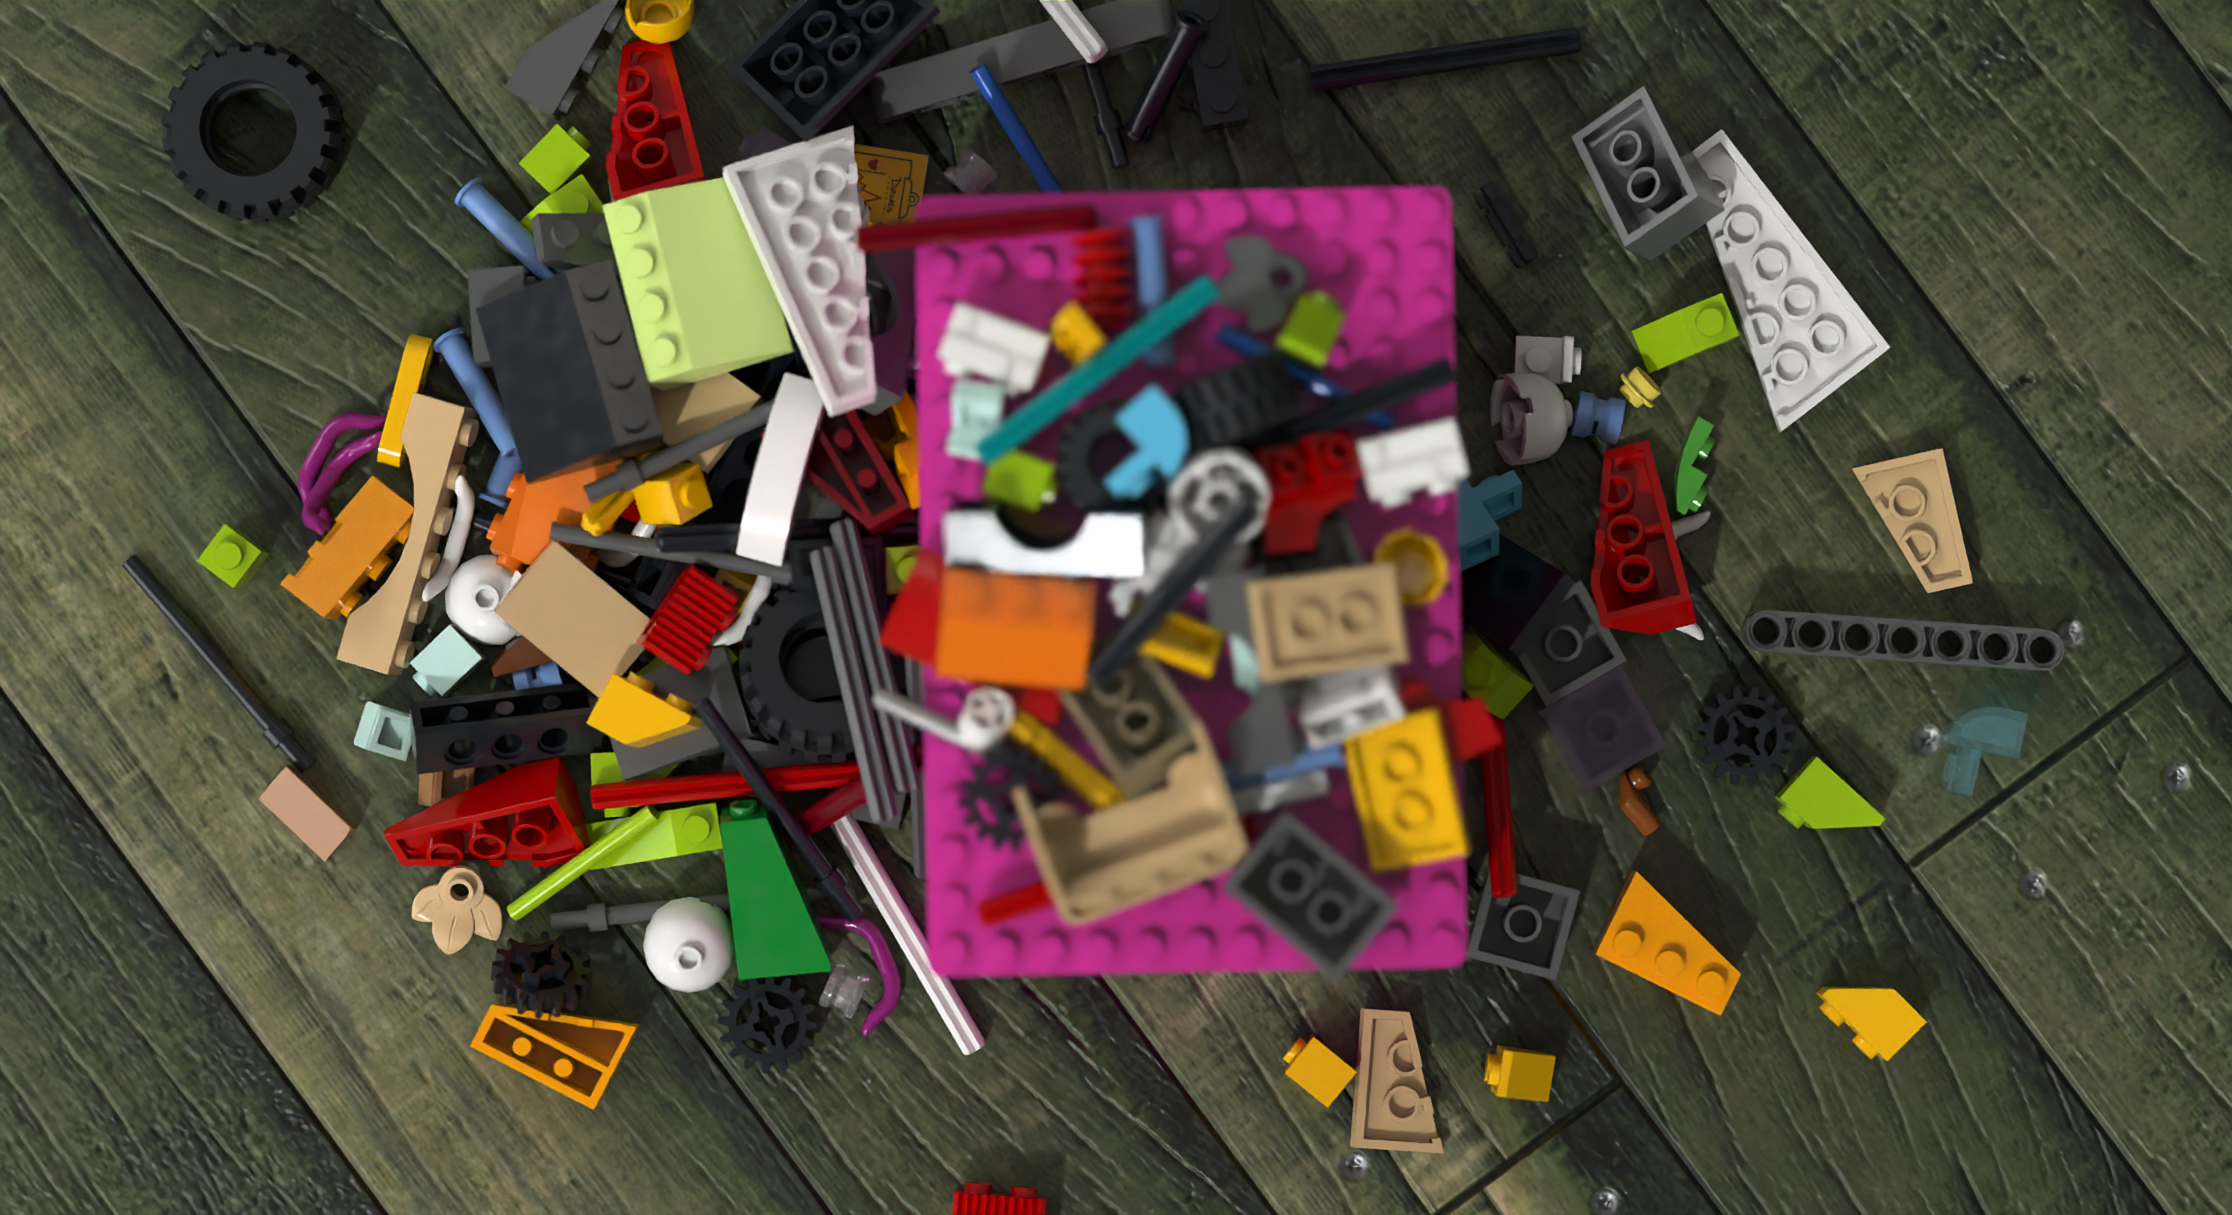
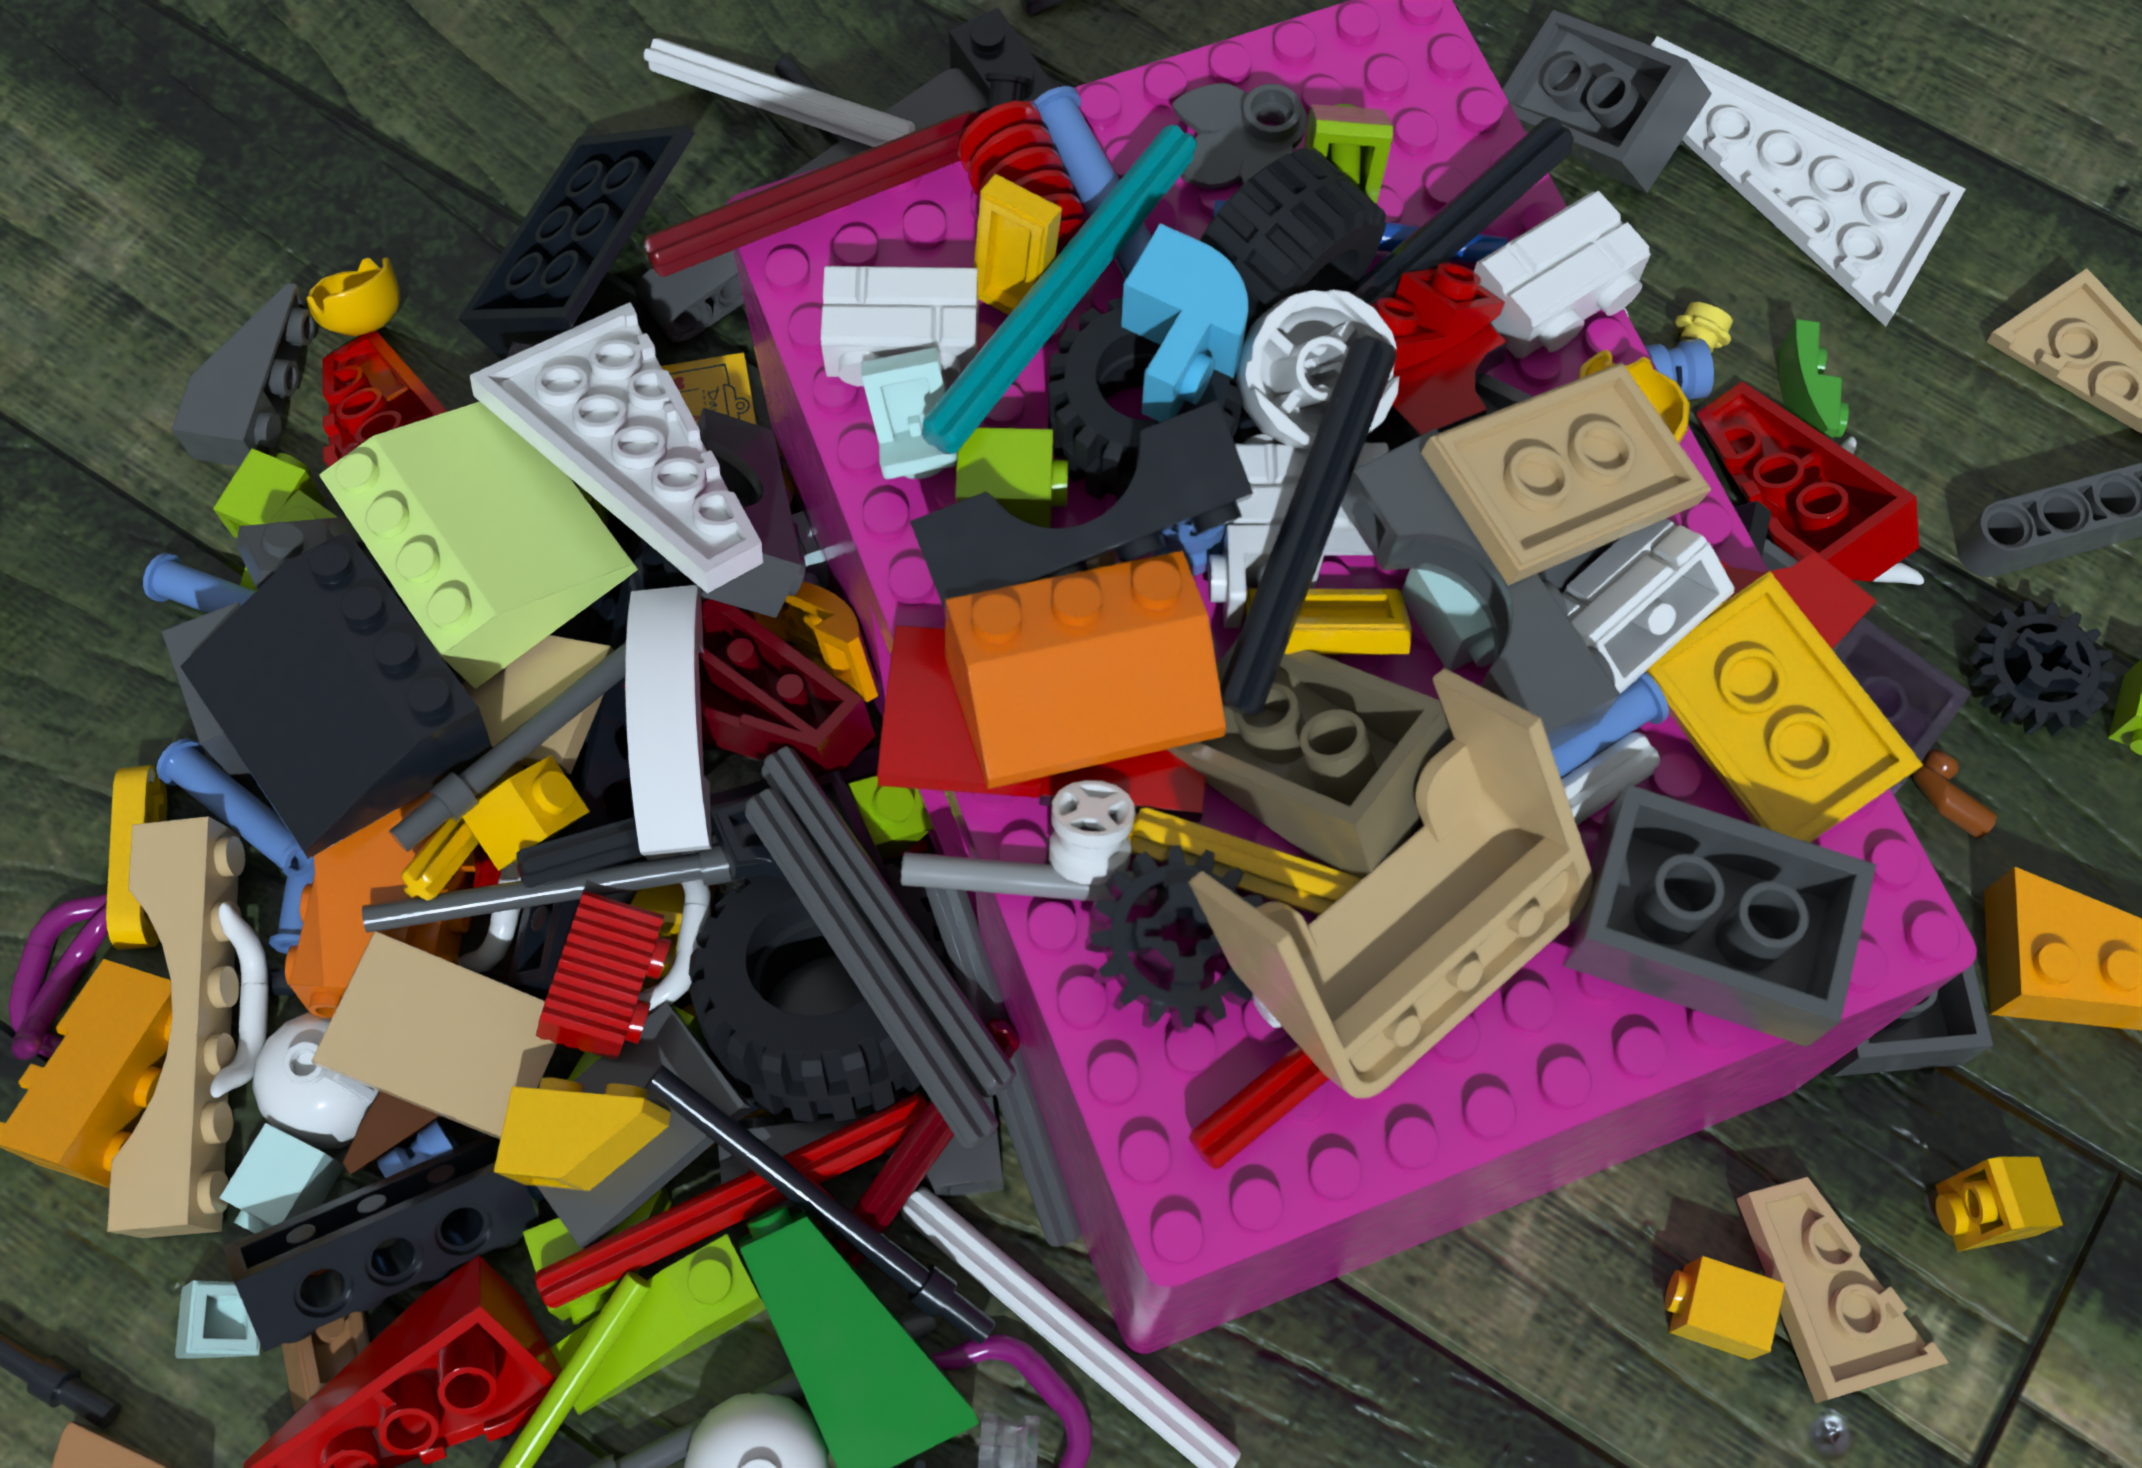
camera: 25 degrees left, 20 degrees down
(1685, 333) = (1730, 246): lime slope -> none

